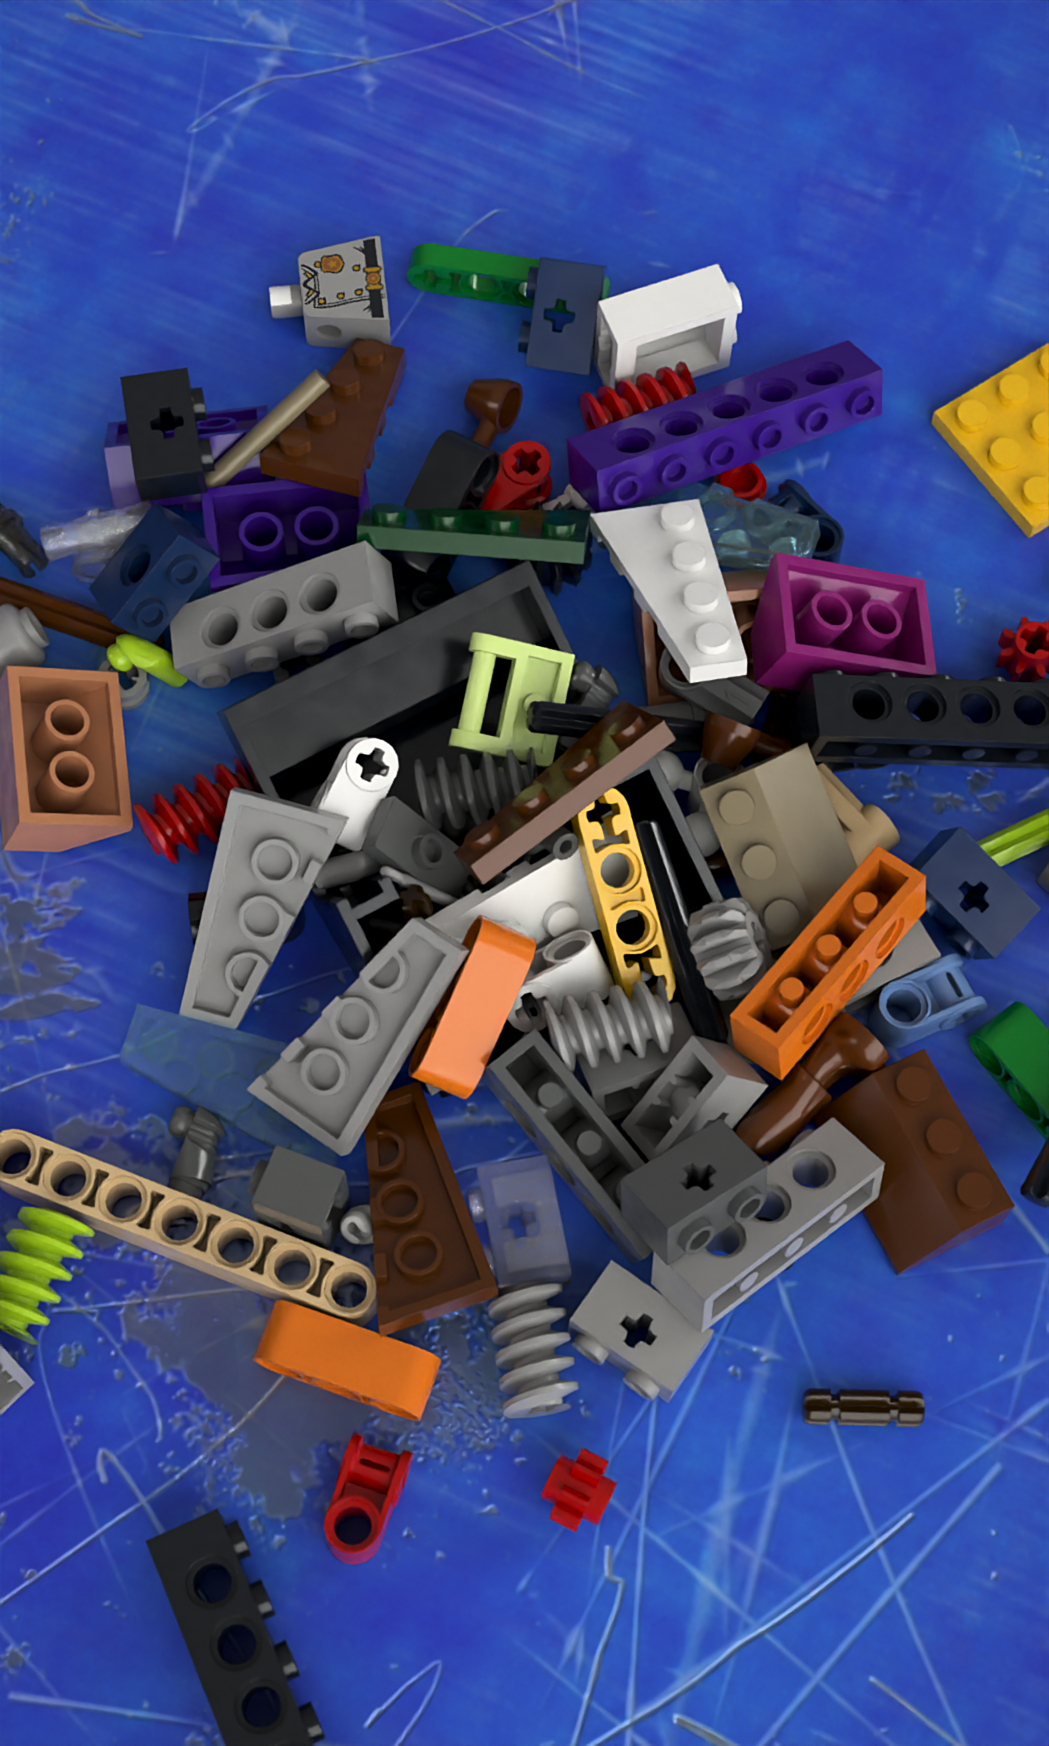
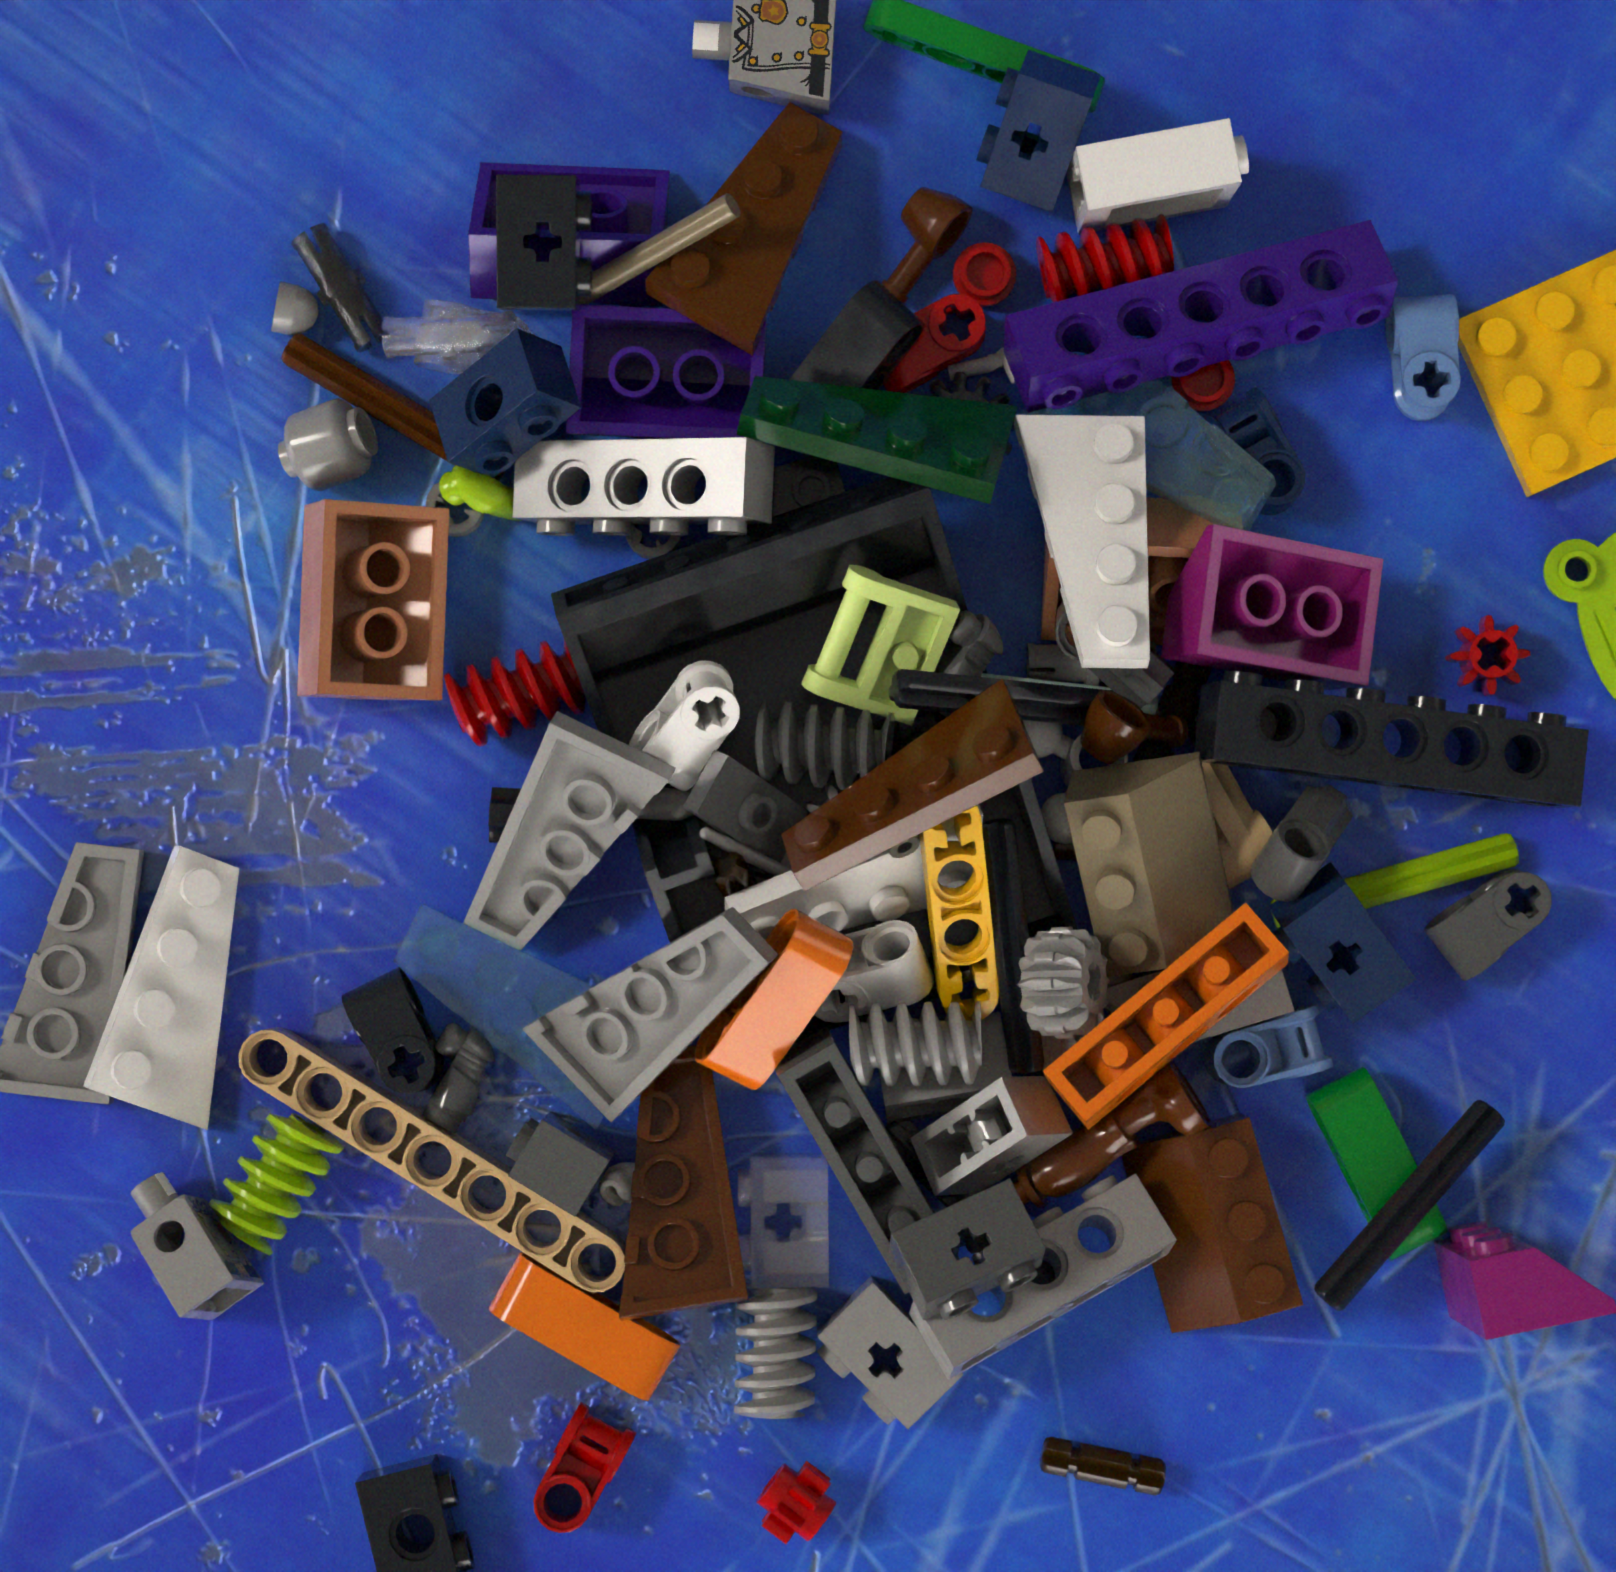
camera: 10 degrees right, 20 degrees up
(128, 1118) = (388, 1020): none -> black piece
(544, 429) = (984, 273): none -> red plate
(911, 815) = (1301, 843): none -> dark grey piece
(916, 439) = (1424, 342): none -> medium blue piece

